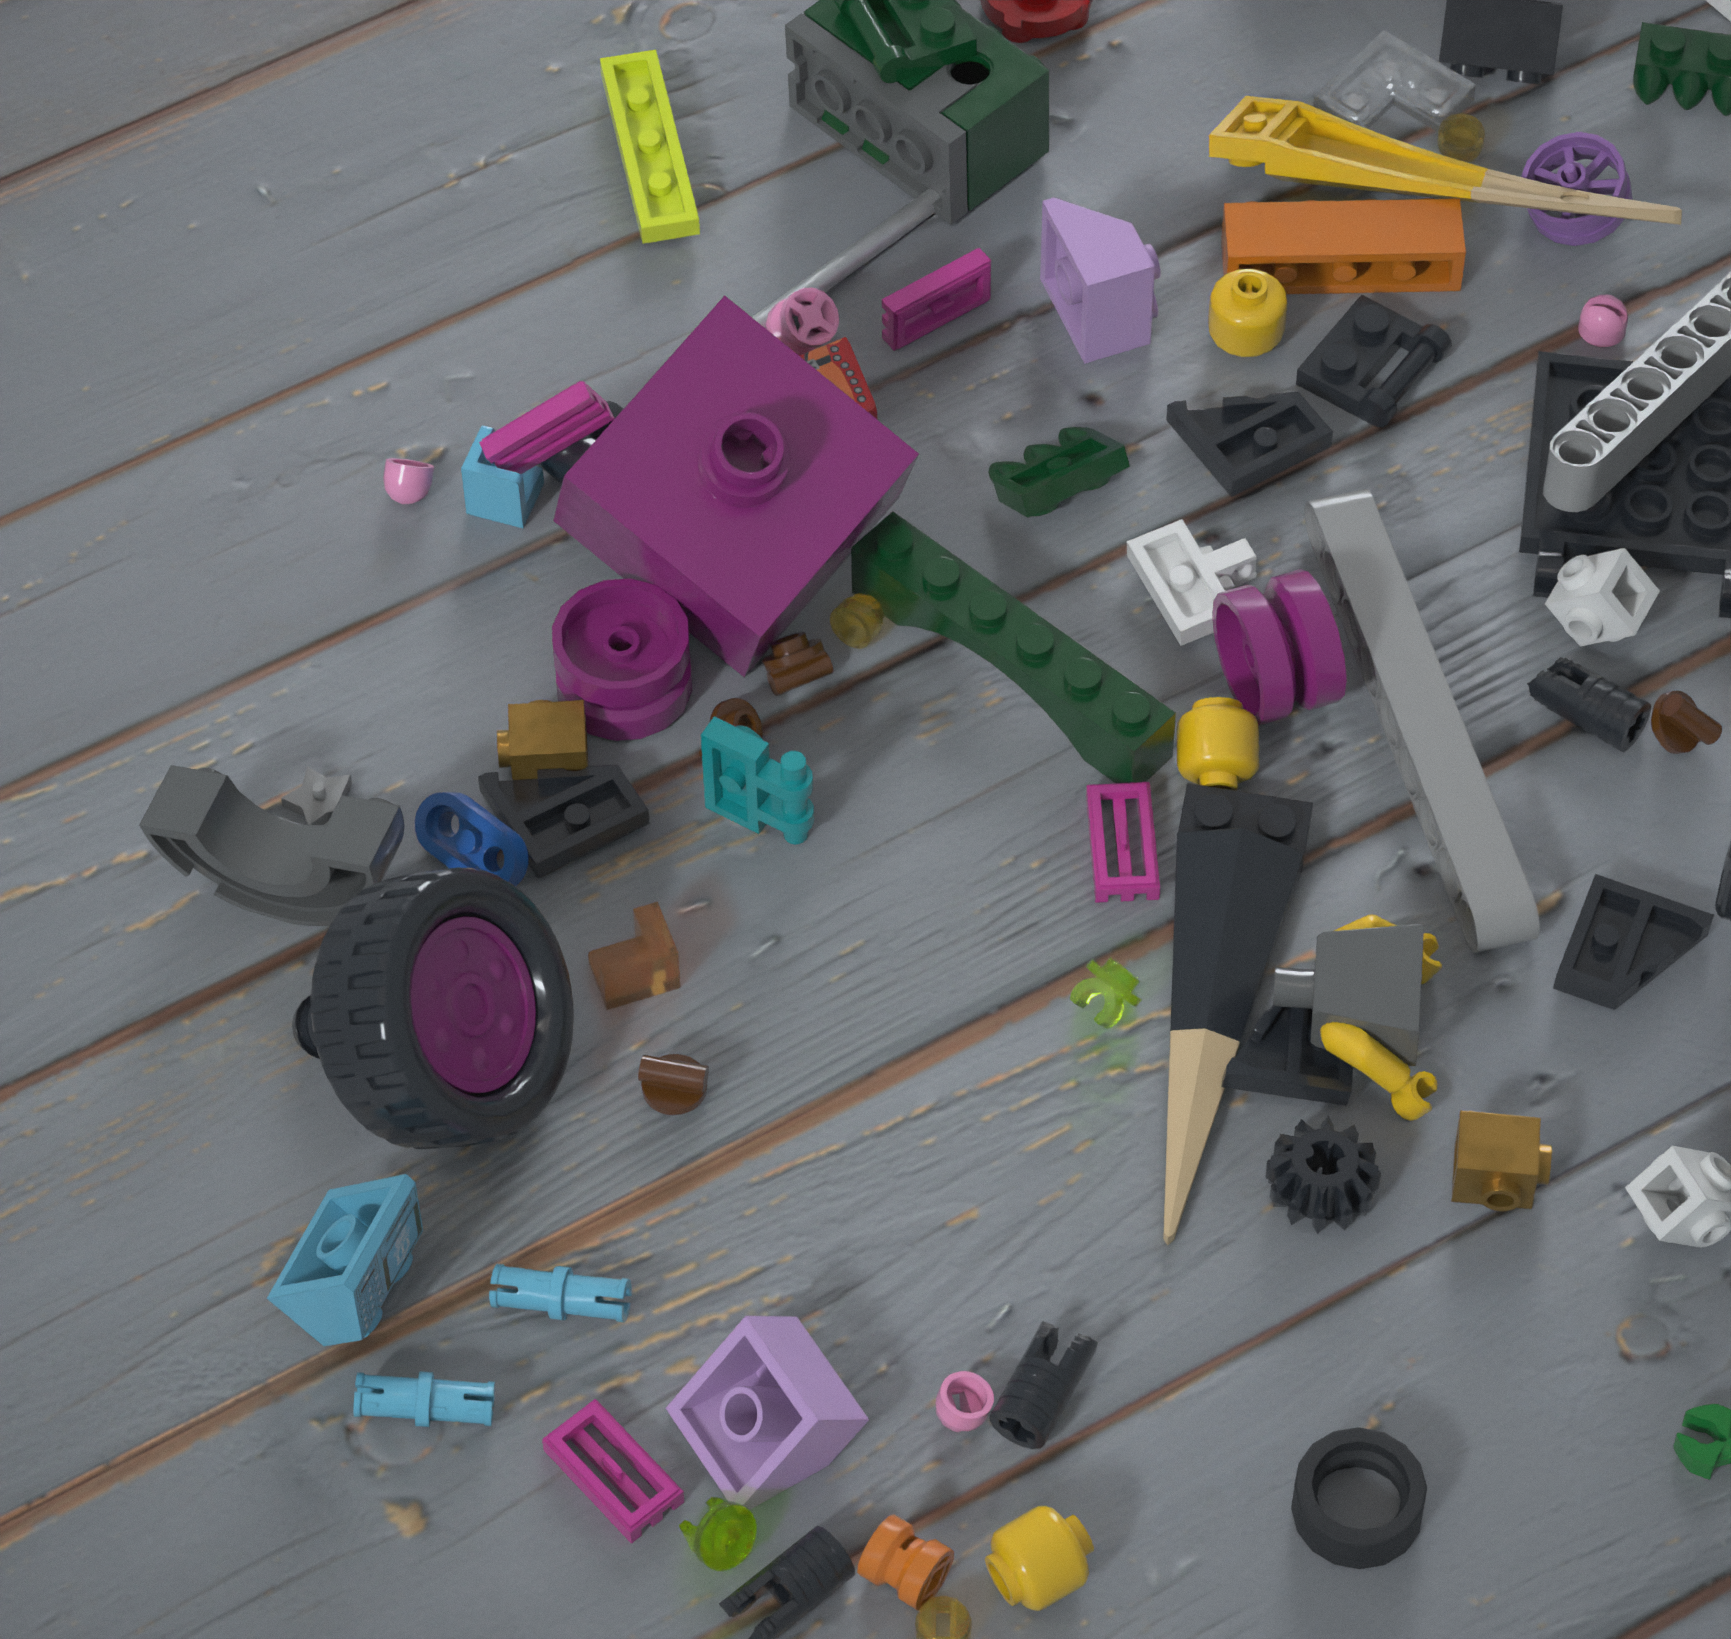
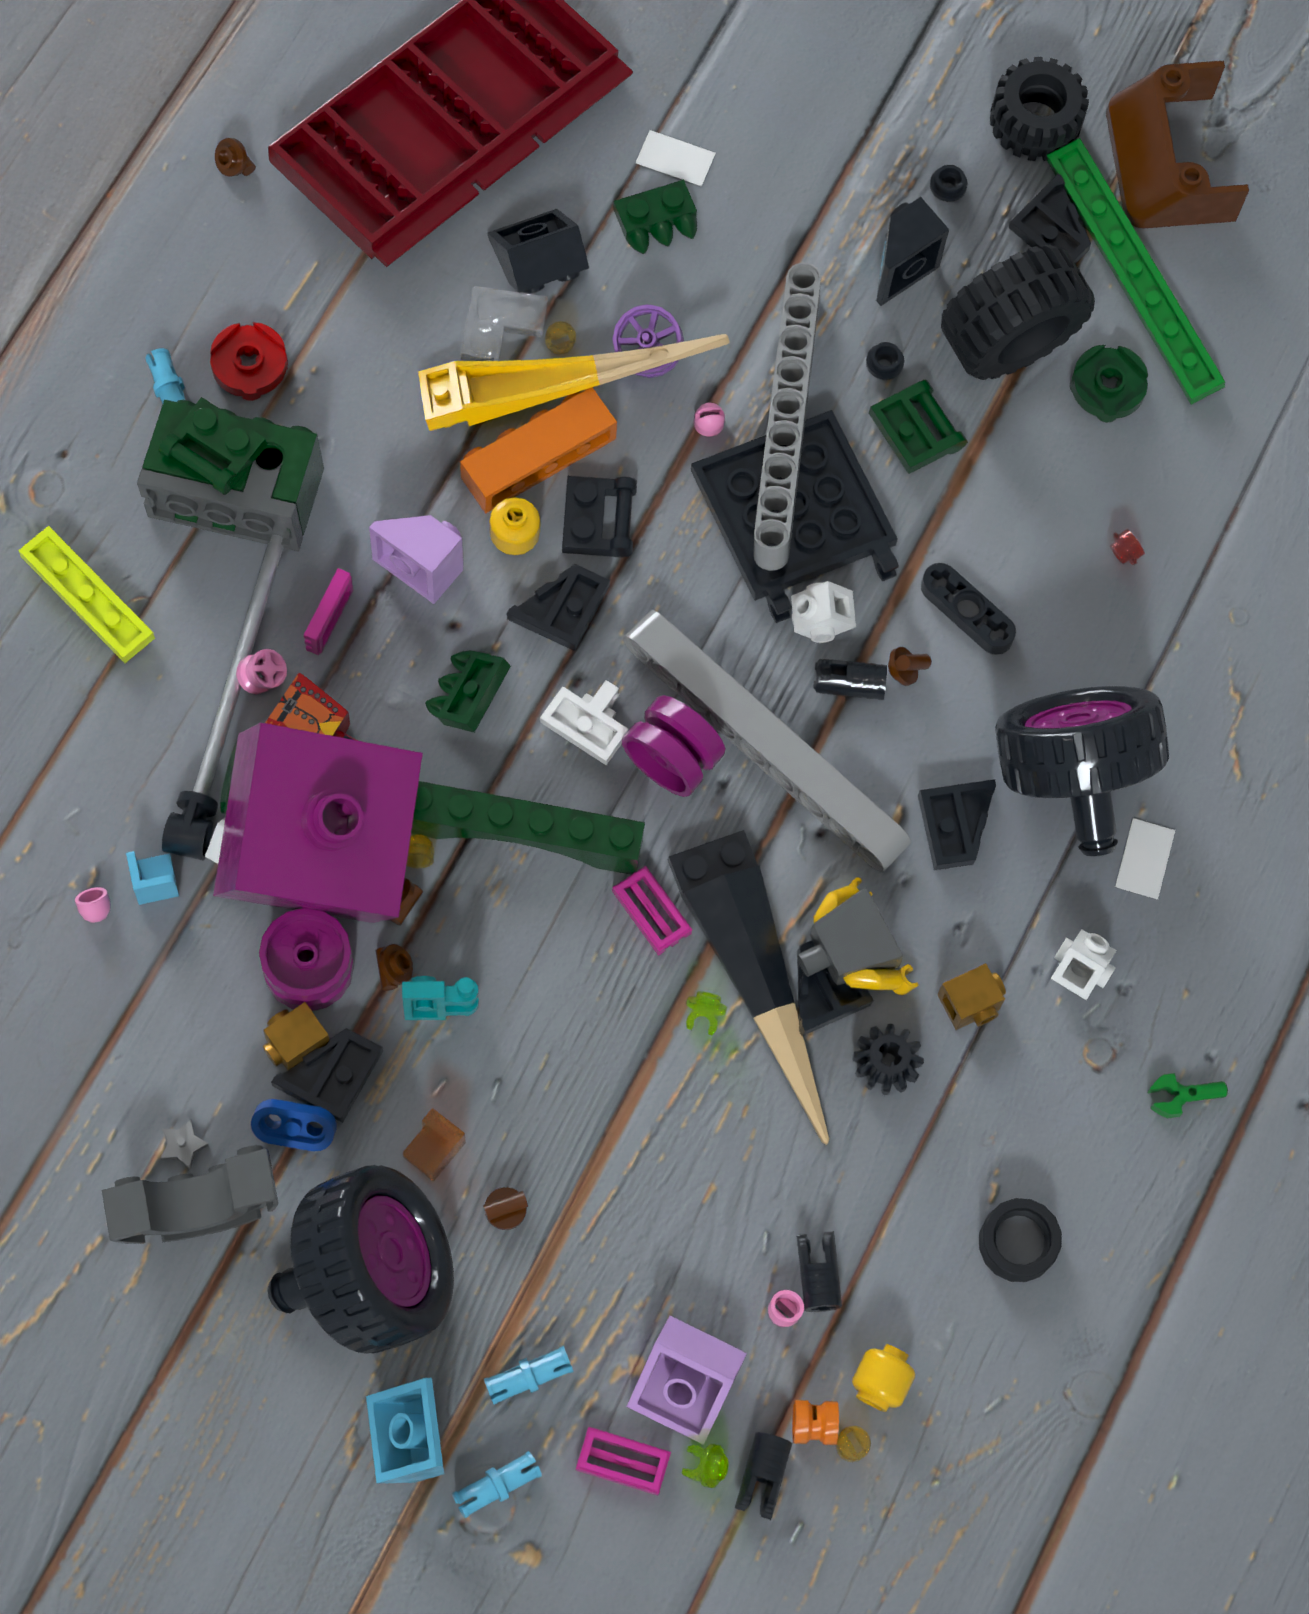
camera: 40 degrees left, 15 degrees up
(547, 429) = (169, 837): dark pink tile -> none
(1218, 743) = (671, 823): yellow head -> none

